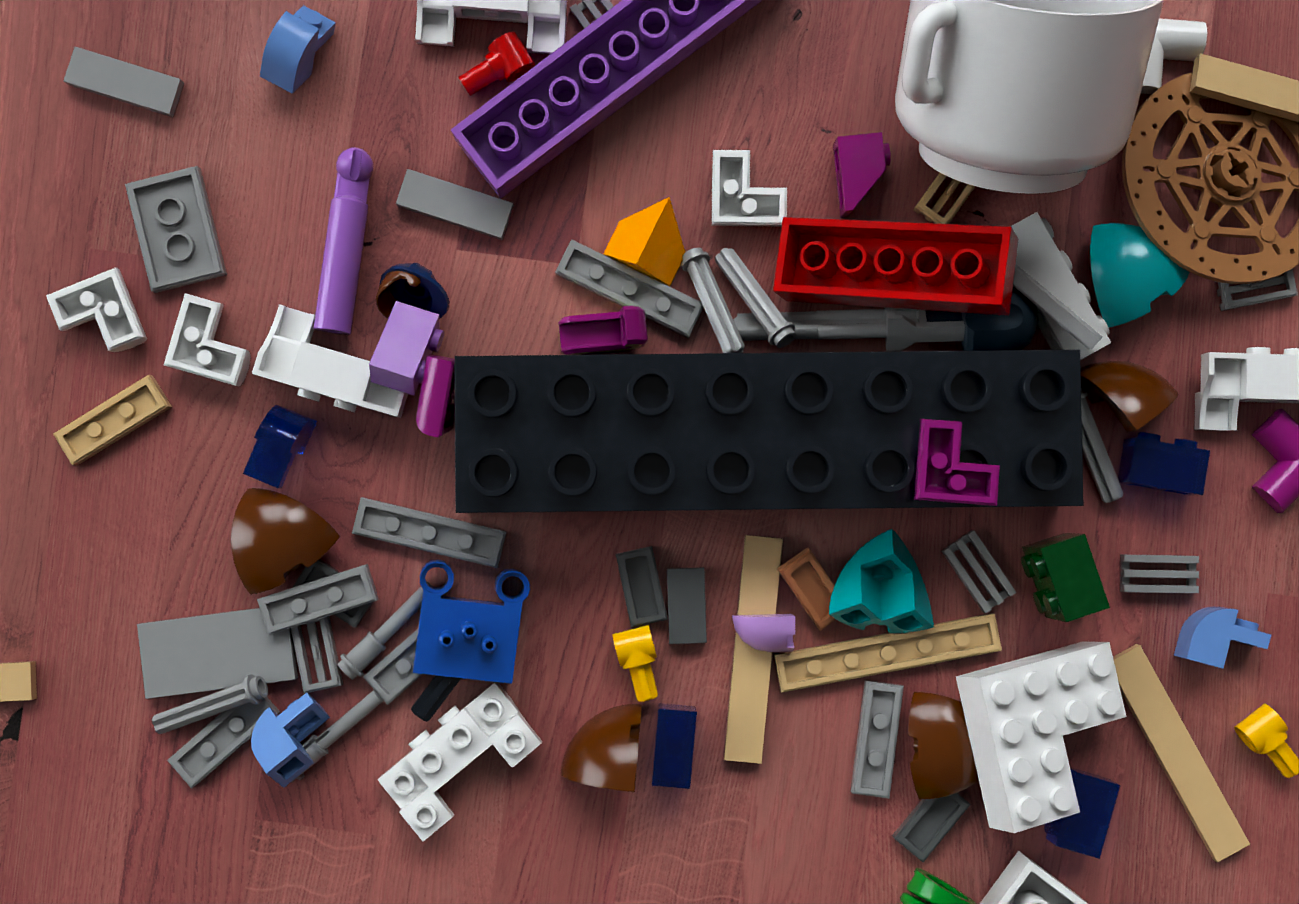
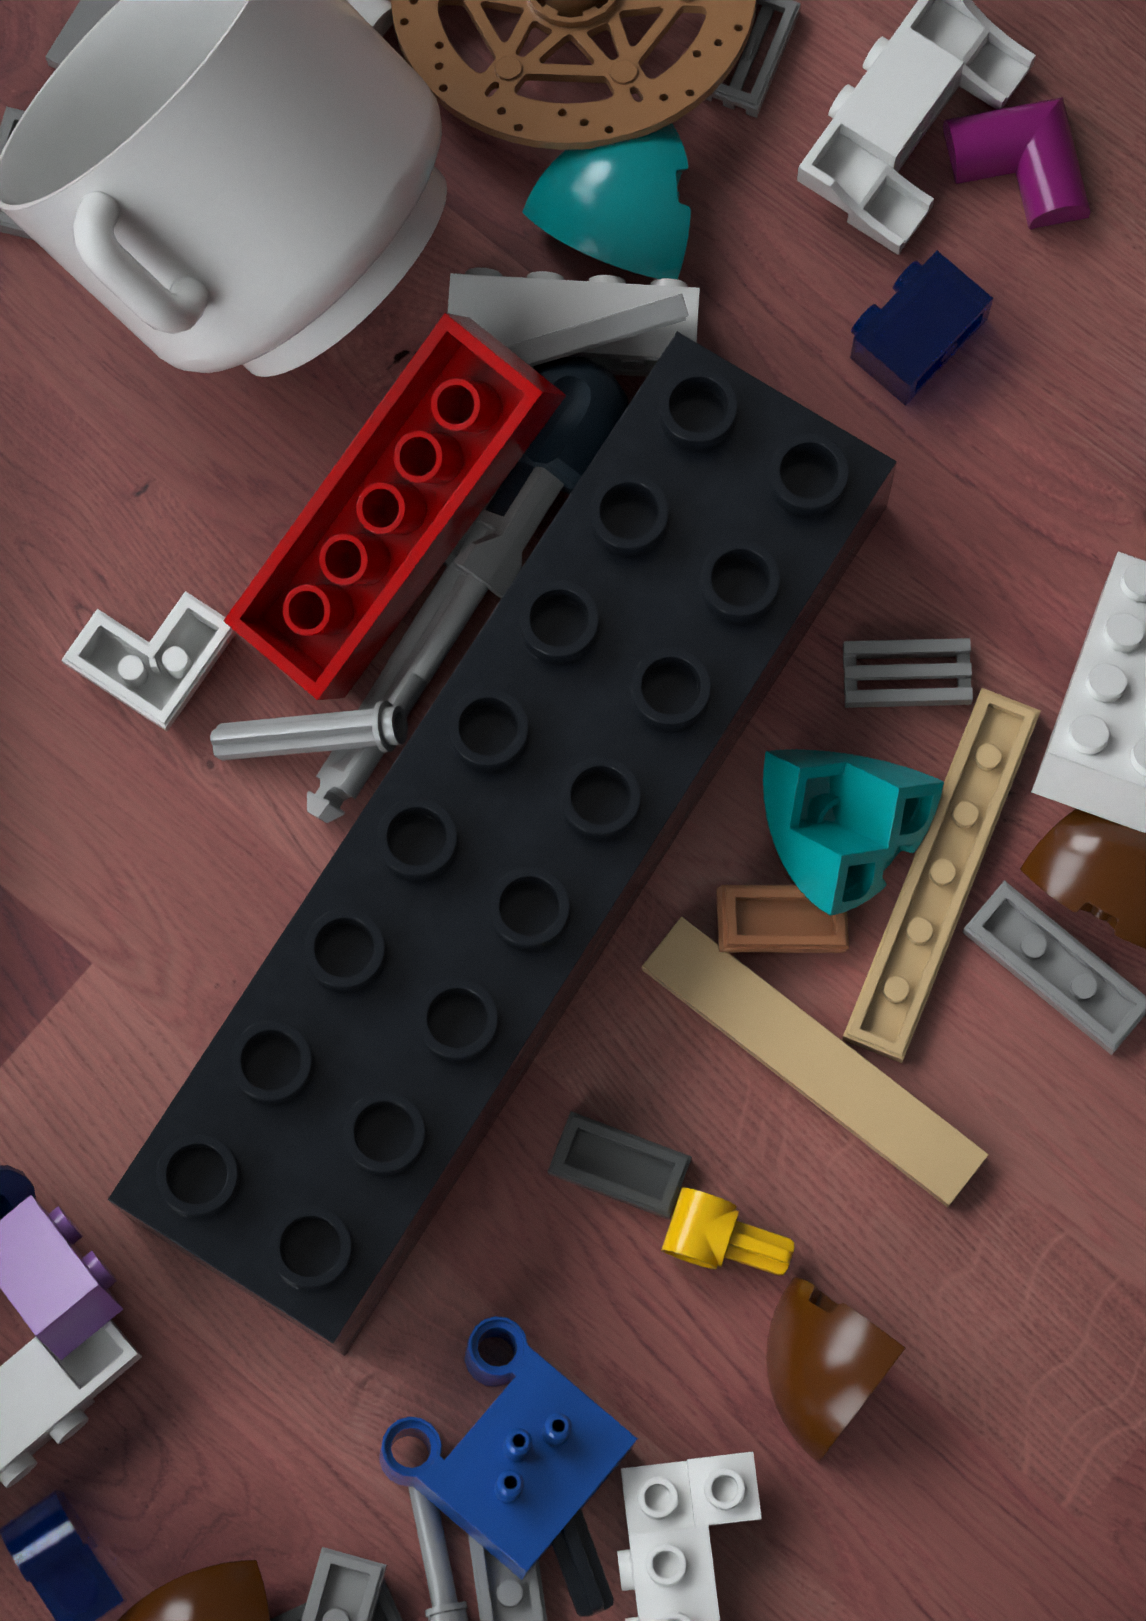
camera: 45 degrees left, 10 degrees down
(429, 532) = (337, 1427): light grey tile -> none
(437, 397) = (144, 1270): magenta brick -> none
(604, 332) = (215, 976): magenta animal -> none
(629, 288) = (178, 906): light grey tile -> none
(649, 242) = (131, 835): light orange slope -> none
(674, 745) = (880, 1262): clear blue brick -> none
(686, 605) = (689, 1117): dark grey tile -> none
(696, 264) = (207, 788): light grey axle -> none
(766, 631) = (799, 1022): lavender brick -> none
(858, 166) = (223, 477): magenta slope -> none
(932, 214) = (357, 417): tan tile -> none
(943, 476) = (727, 617): magenta brick -> none
(1064, 577) = (987, 556): dark green brick -> none
(1097, 457) = (854, 408): light grey axle -> none
(1129, 390) = (782, 305): reddish brown brick -> none
(1190, 573) = (1097, 386): light grey tile -> none

